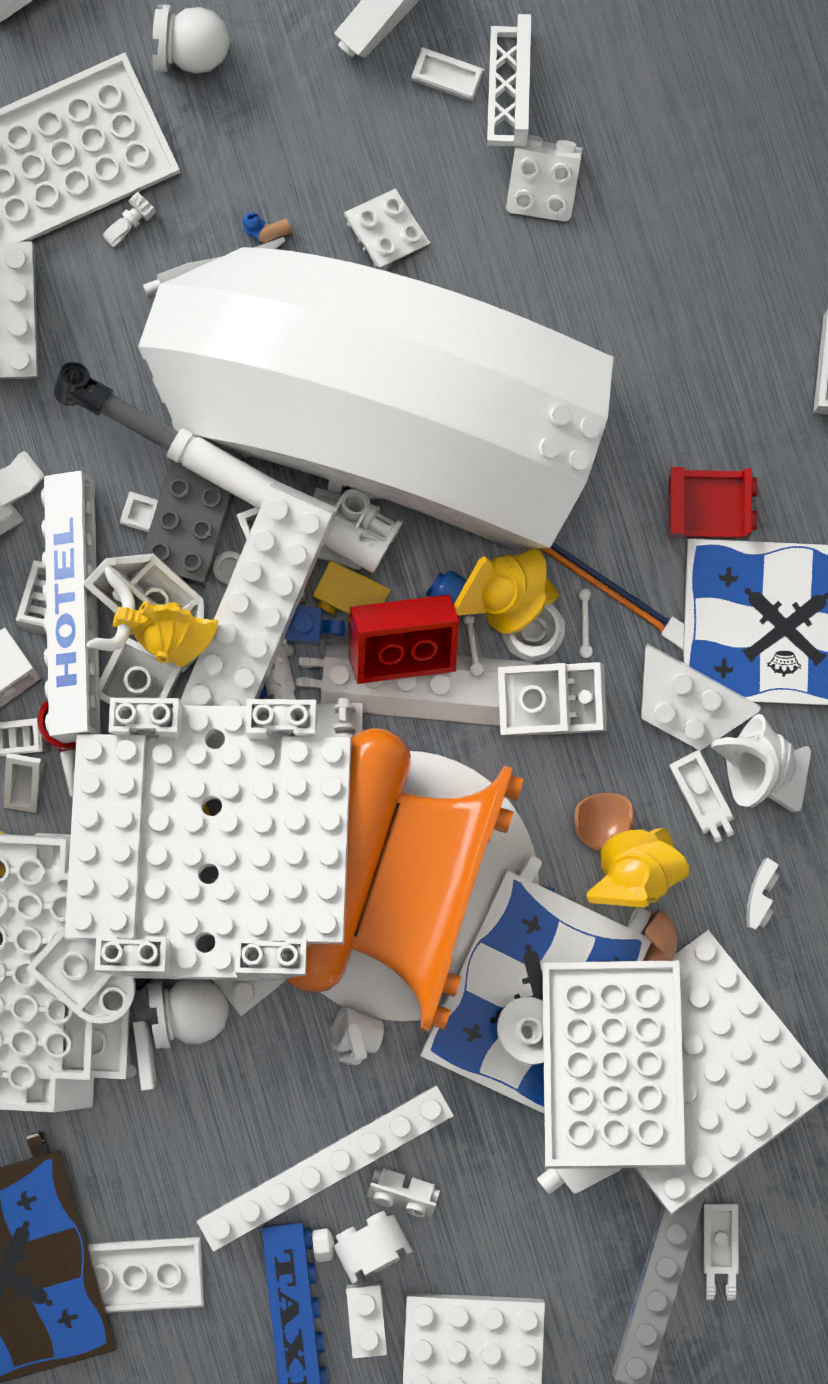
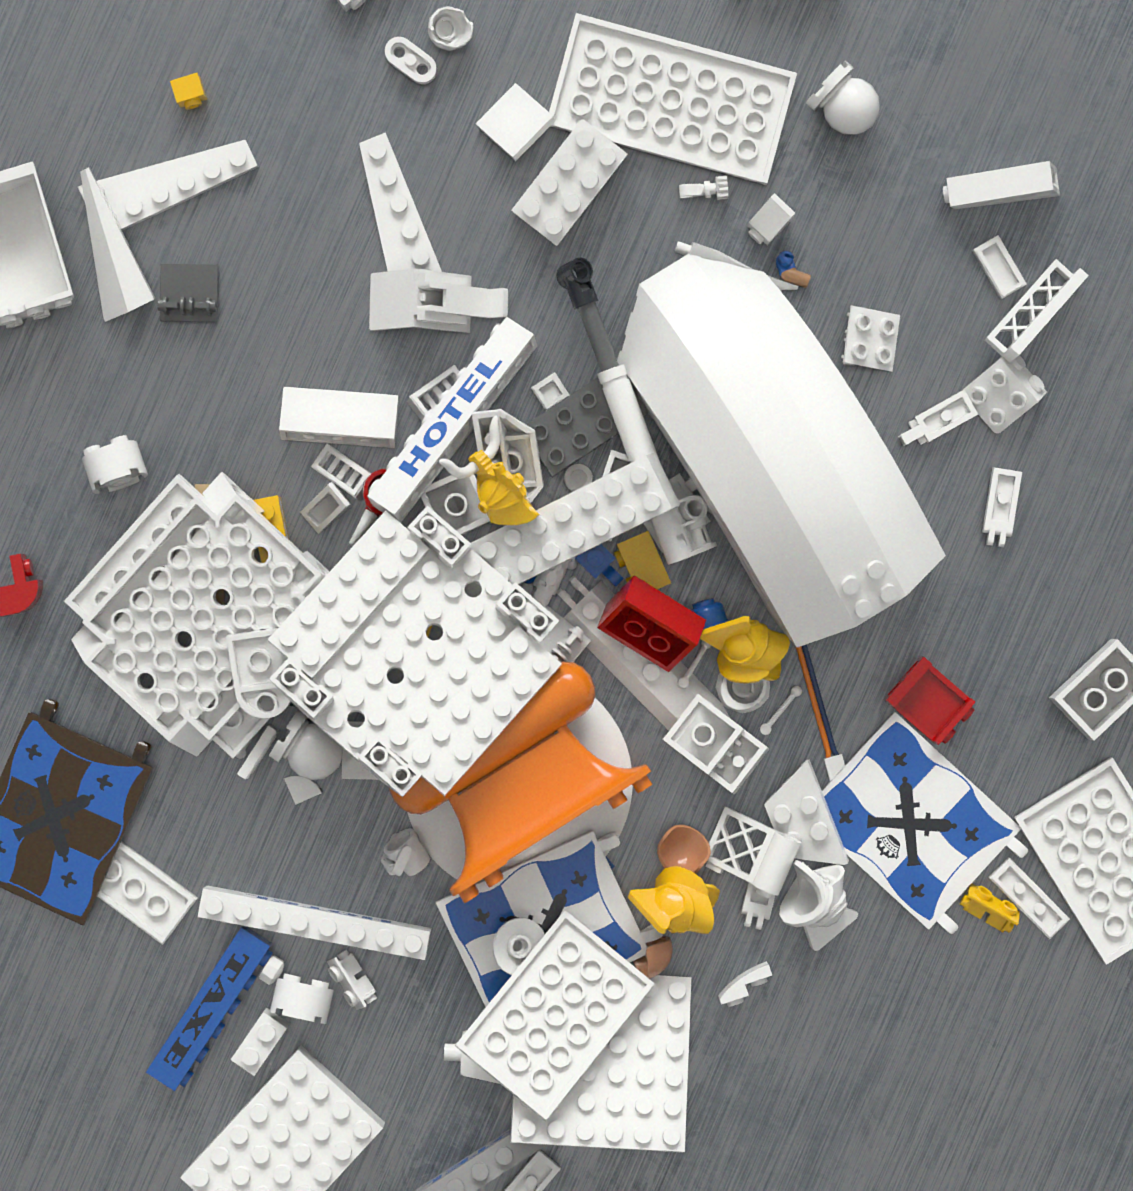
camera: 35 degrees right, 5 degrees up
(209, 197) = (770, 220): none -> white slope
(212, 1055) = (302, 788): none -> white tile
(507, 249) = (939, 419): none -> white hinge
(626, 278) = (1001, 505): none -> white hinge
(692, 764) = (769, 866): none -> white piece

